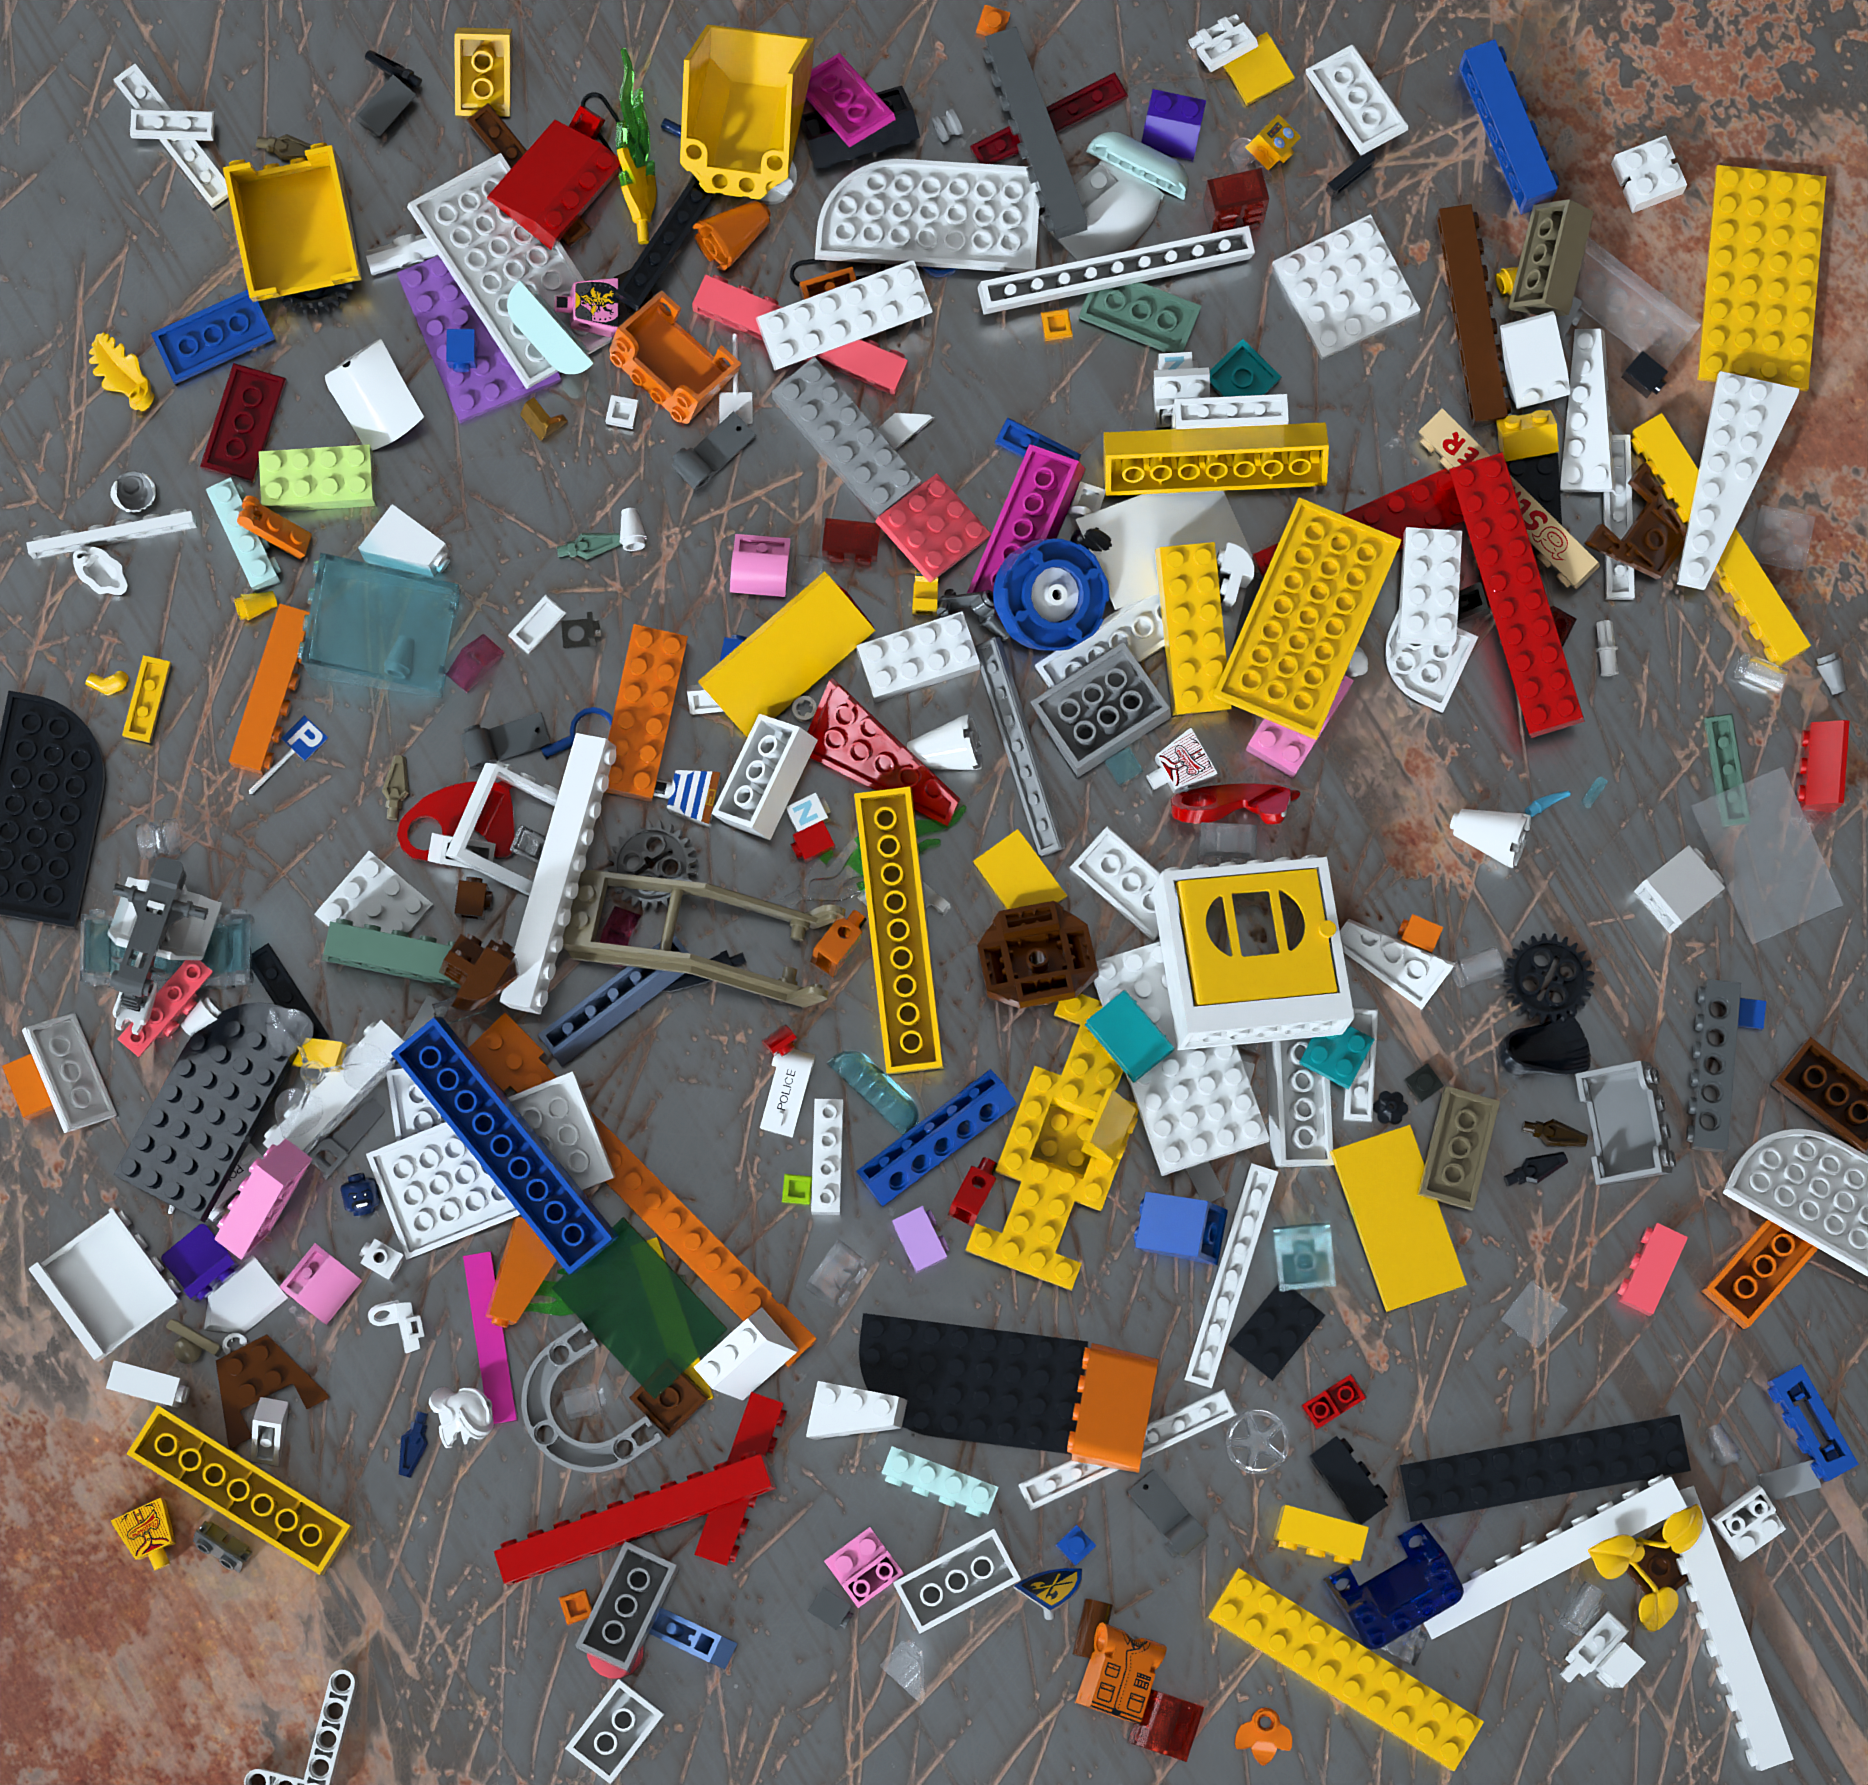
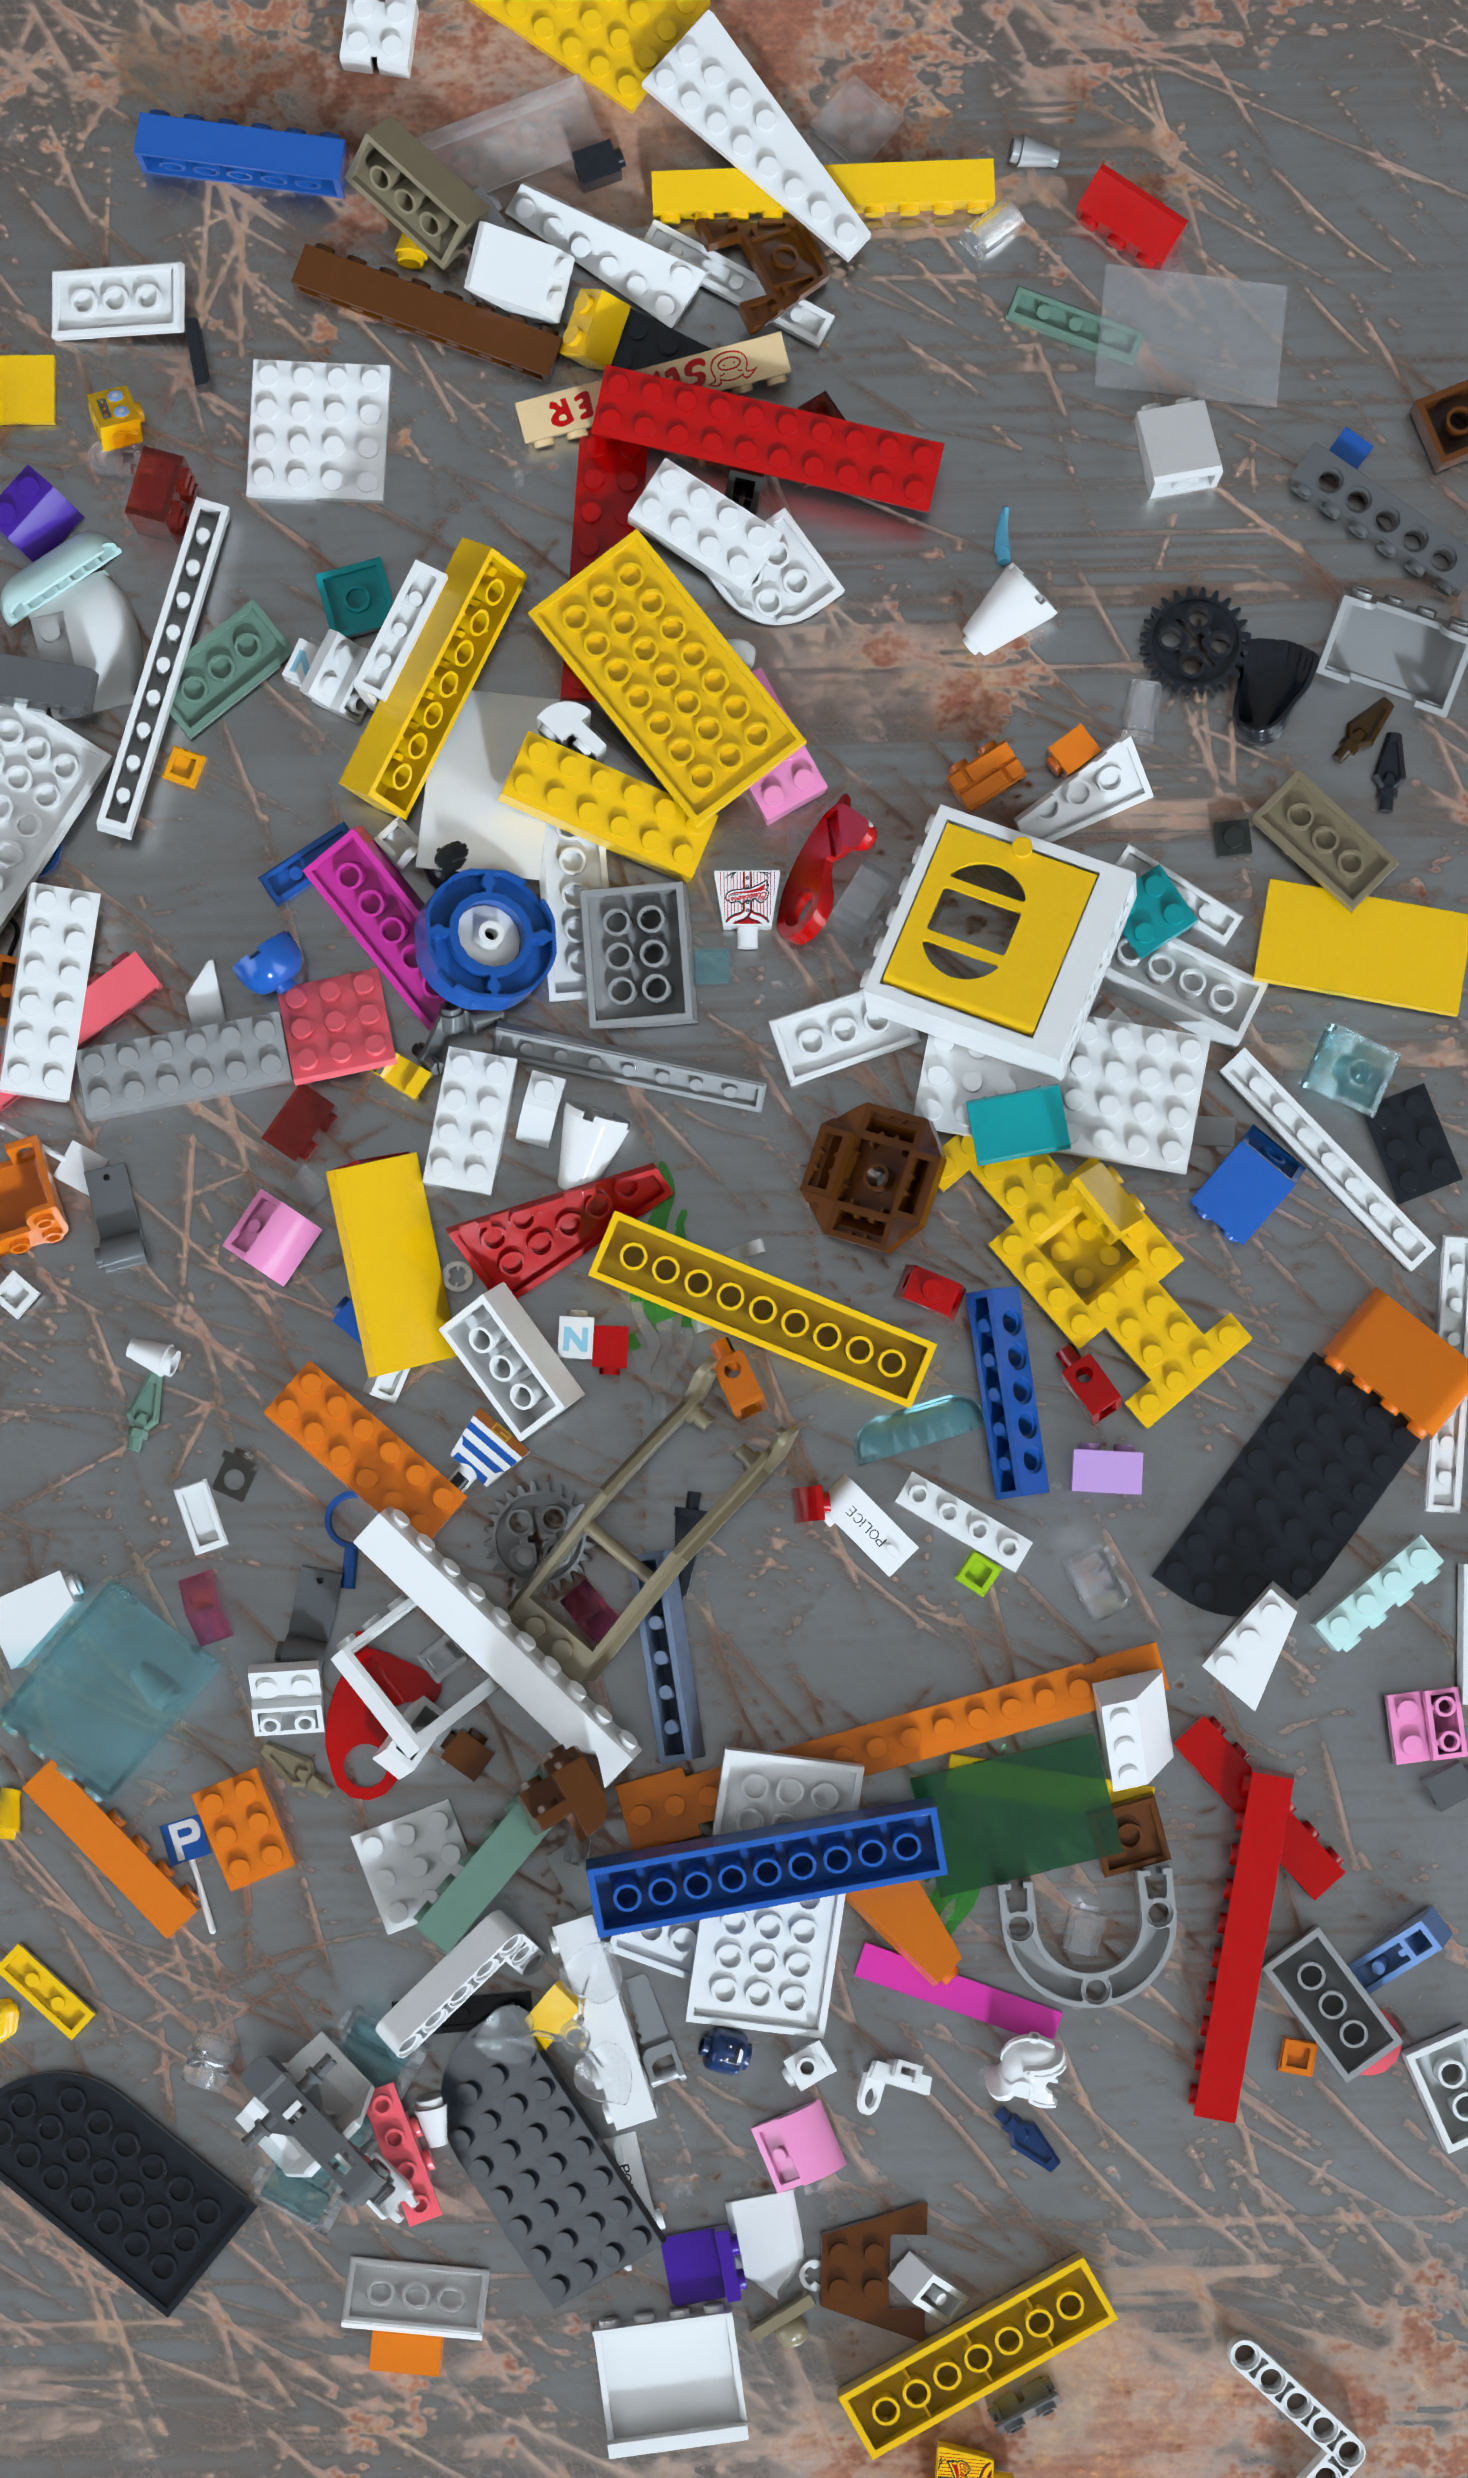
camera: 60 degrees left, 5 degrees up
(148, 1385) = (808, 2395): white brick -> none
(262, 1197) = (676, 2163): bright pink brick -> none
(311, 972) = (456, 1978): none -> white beam
(335, 773) = (245, 1828): none -> orange brick
(442, 752) = (287, 1698): none -> white brick
(950, 458) = (271, 966): none -> blue cylinder
(955, 701) = (540, 1109): none -> white slope
(978, 1045) = (930, 1291): none -> red torso
(1018, 873) = (768, 1145): yellow tile -> none
(1367, 882) = (985, 776): none -> orange brick
(1387, 1114) = (1232, 895): black plant -> none
(1594, 791) = (1021, 479): clear light blue tile -> none
(1607, 648) = (872, 377): white axle -> none

